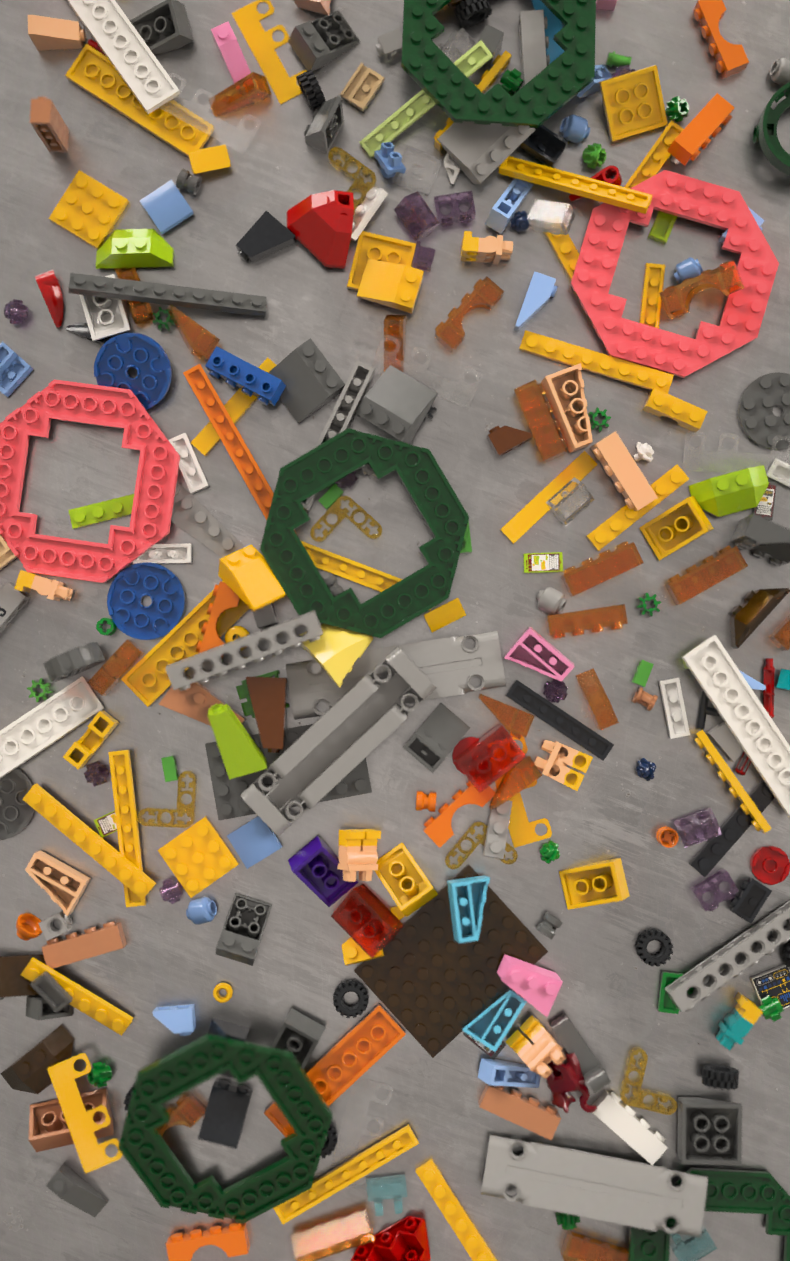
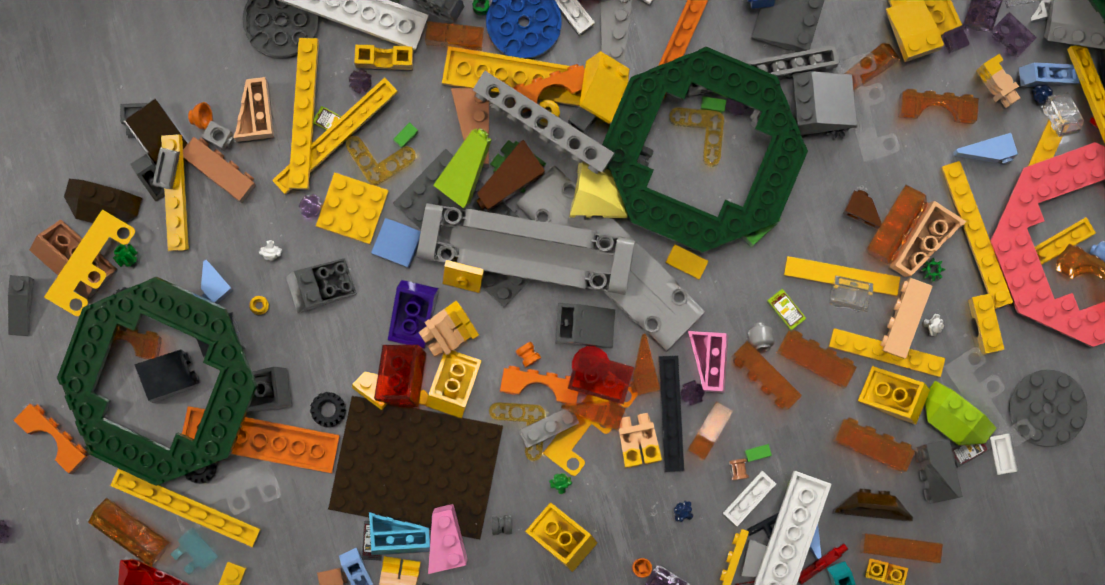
camera: 45 degrees right, 5 degrees down
(184, 951) = (270, 251): none -> white plant
(201, 910) = (312, 241): medium blue head -> none
(322, 809) = (462, 276): none -> yellow plate
(350, 569) = (667, 160): yellow plate -> none
(466, 906) = (471, 443): medium azure wedge -> none
(654, 603) = (819, 413): green gear -> none

